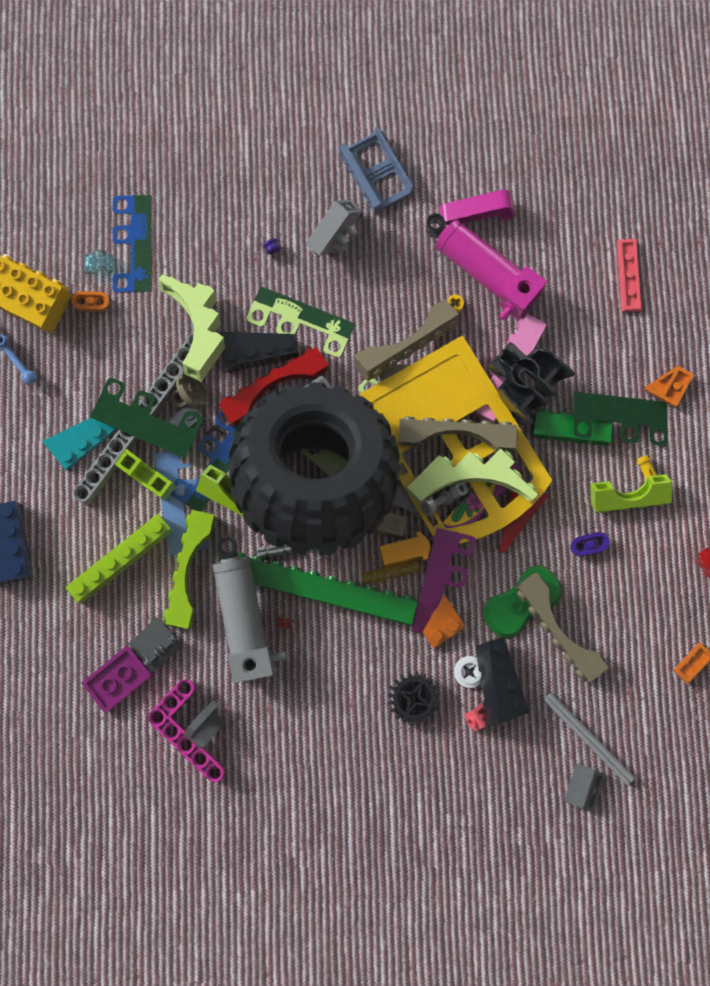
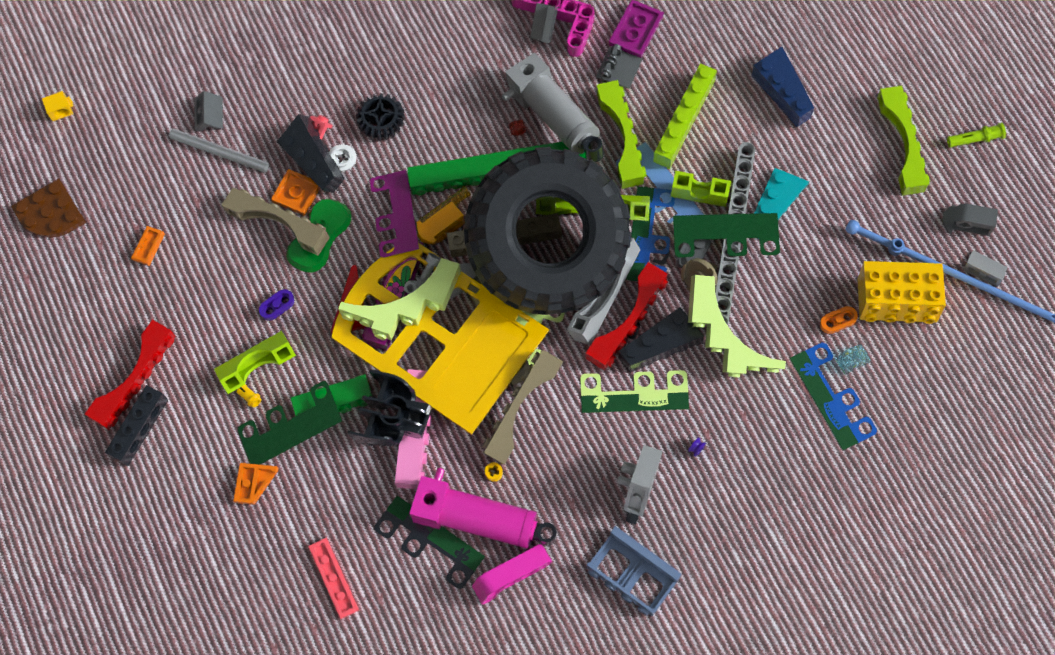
camera: 160 degrees right, 10 degrees down
(443, 623) = (380, 184): orange wing -> none
(496, 436) = (398, 348): dark tan arch -> none
(529, 656) = (295, 192): none -> orange tile
(547, 304) = (464, 556): none -> piece

